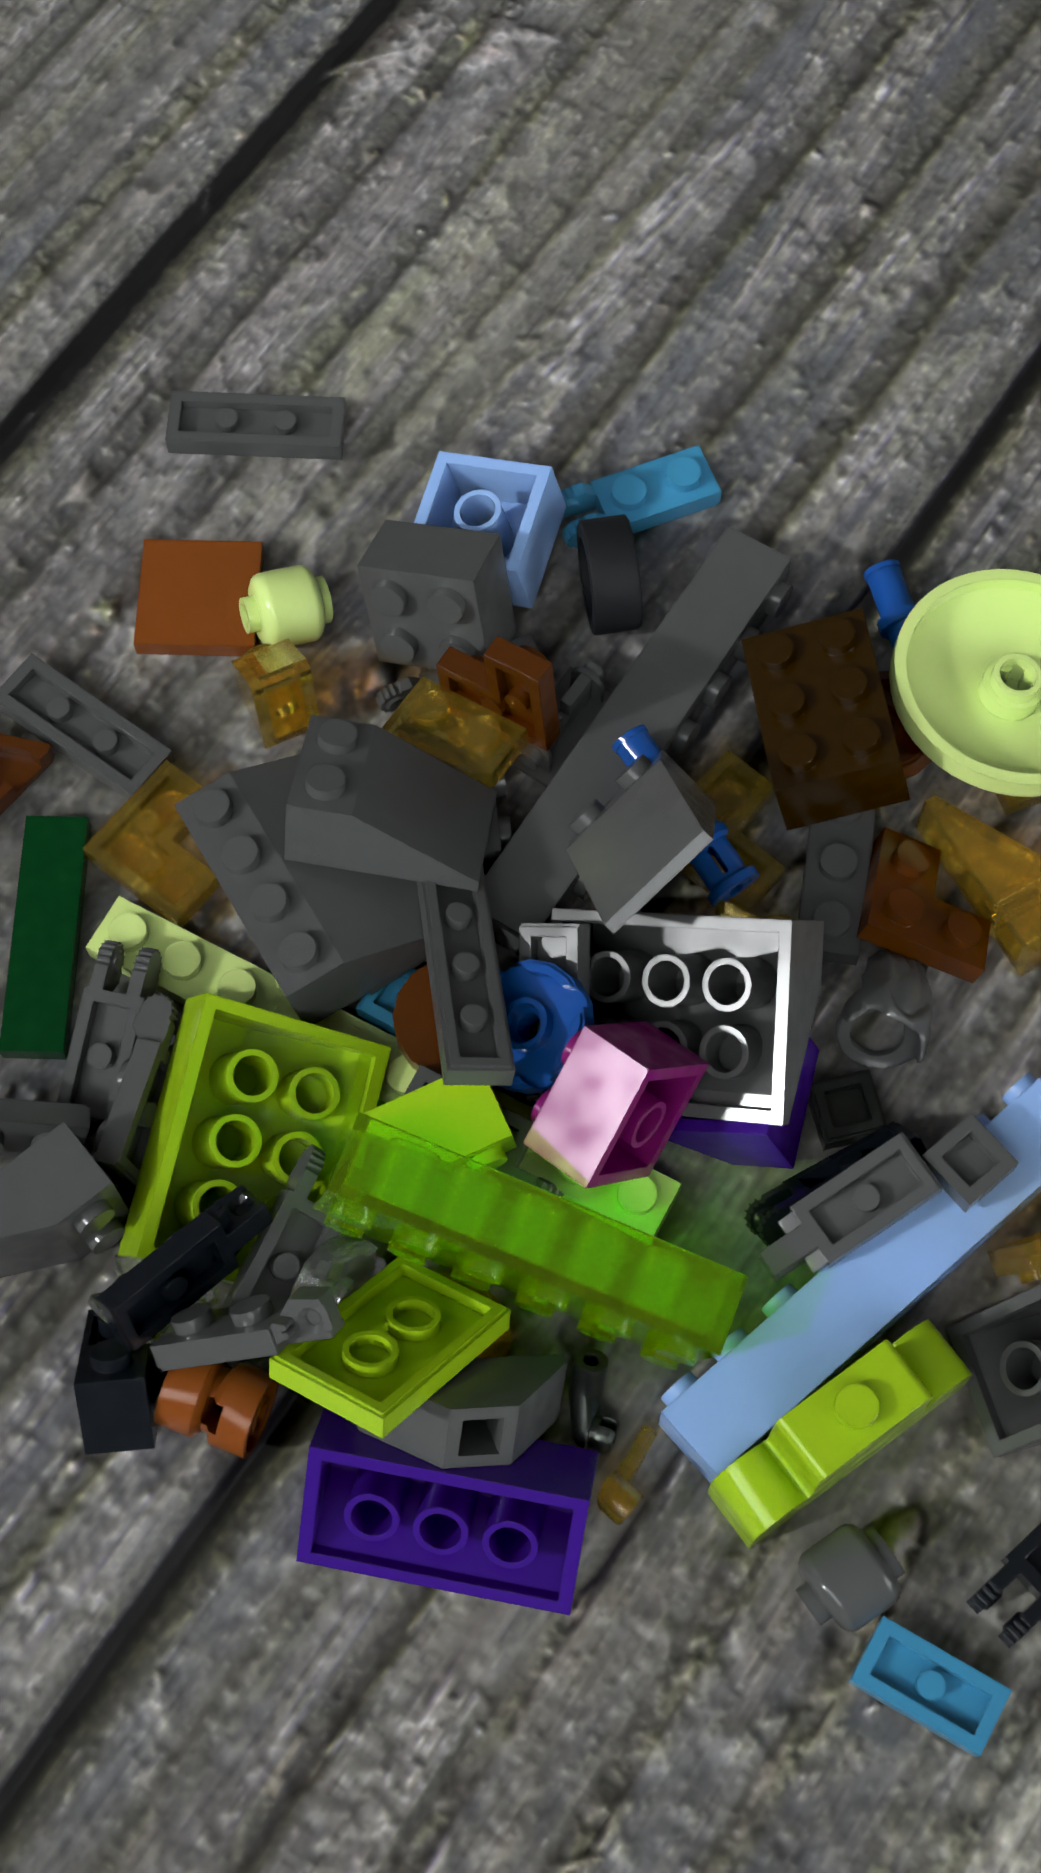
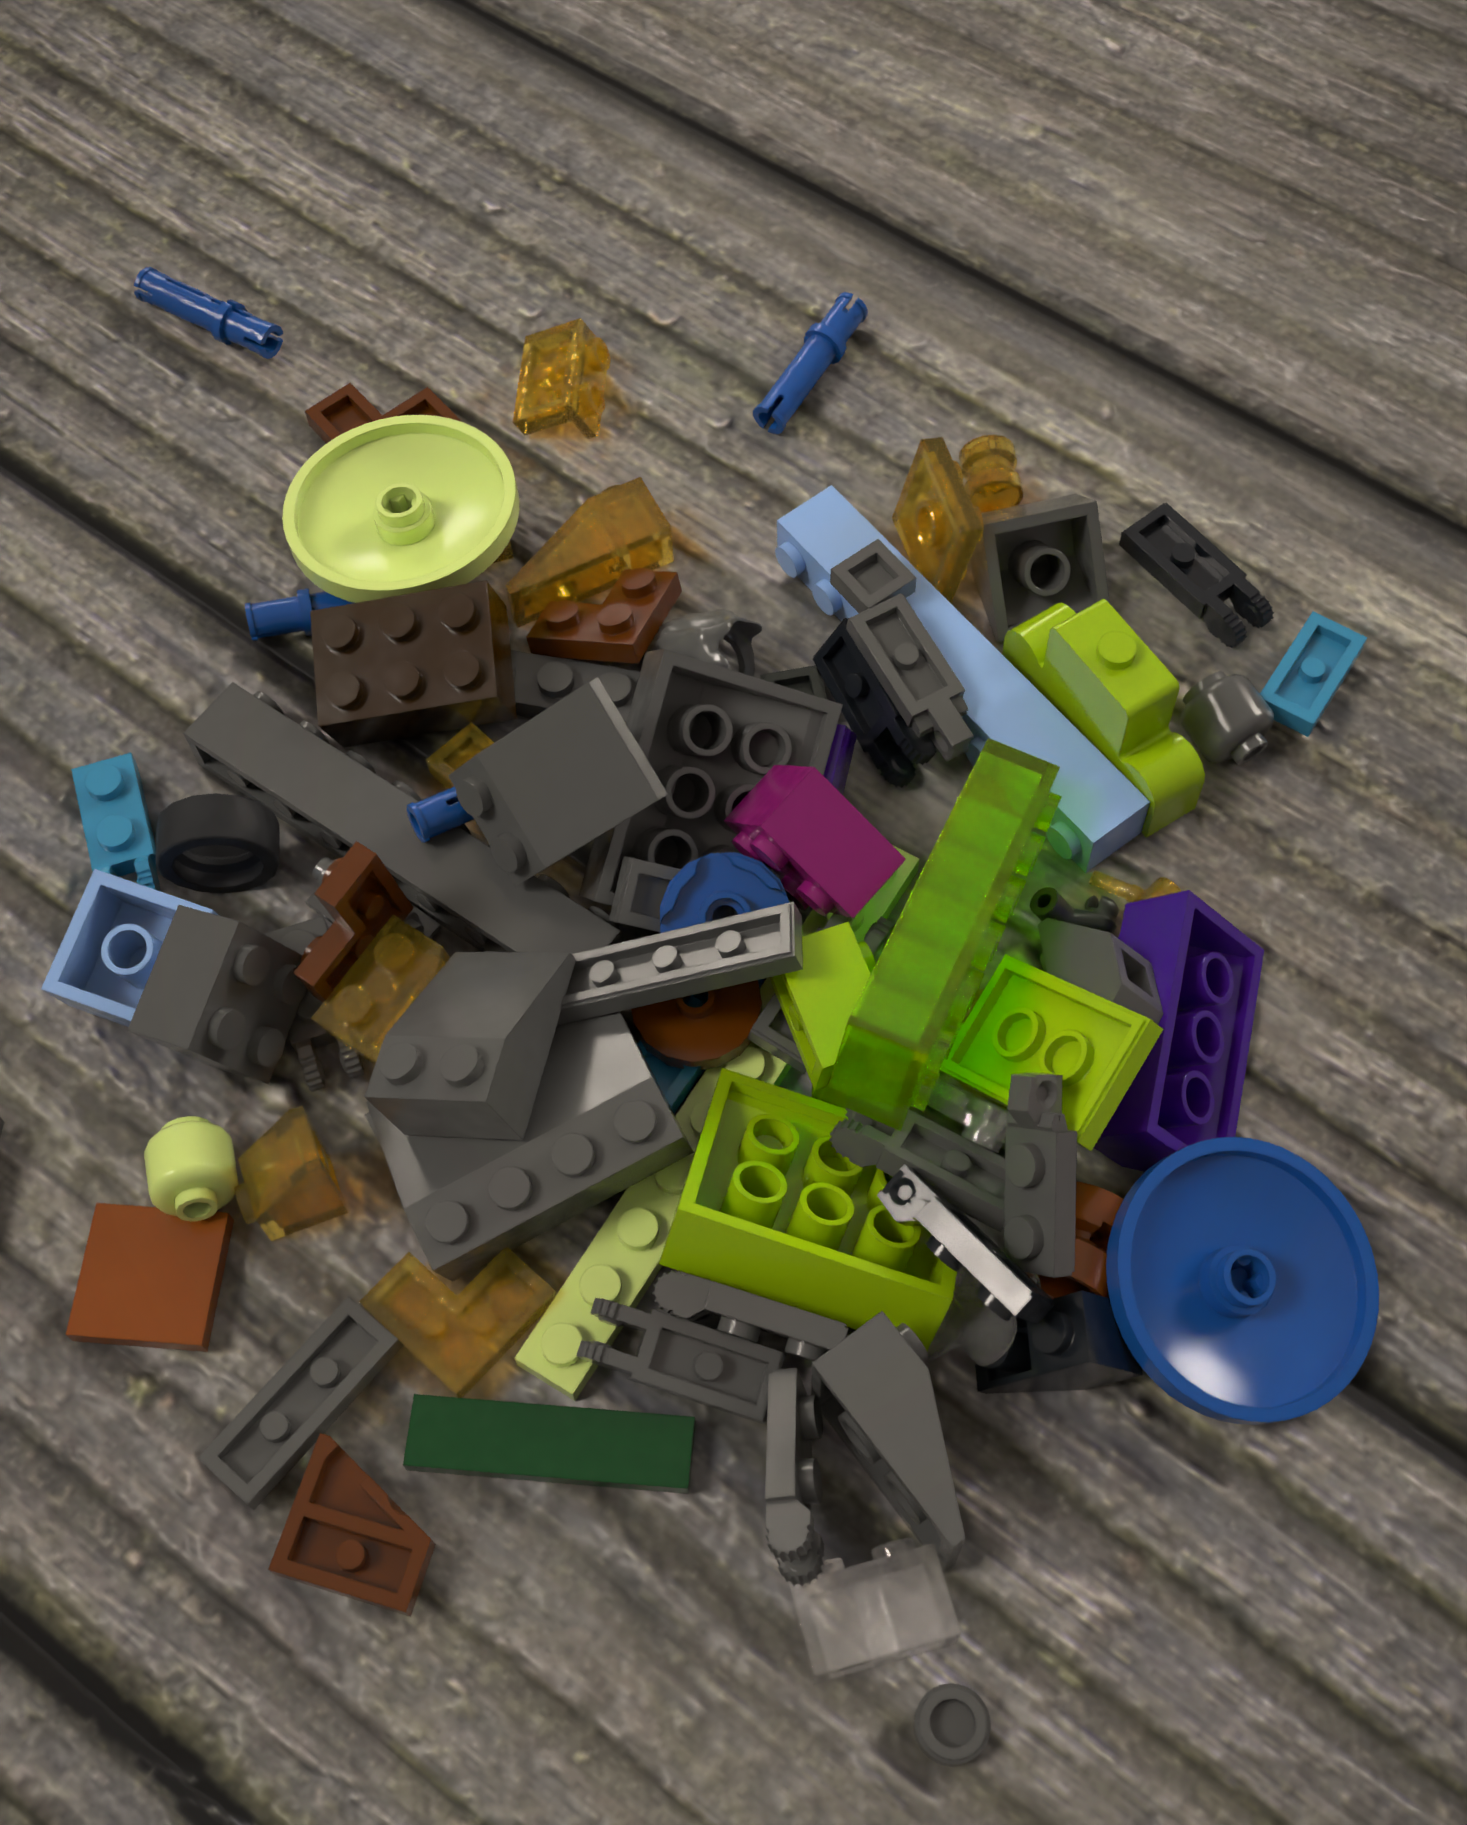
camera: 85 degrees left, 5 degrees down
(176, 1557) = (1242, 1281): none -> blue dish

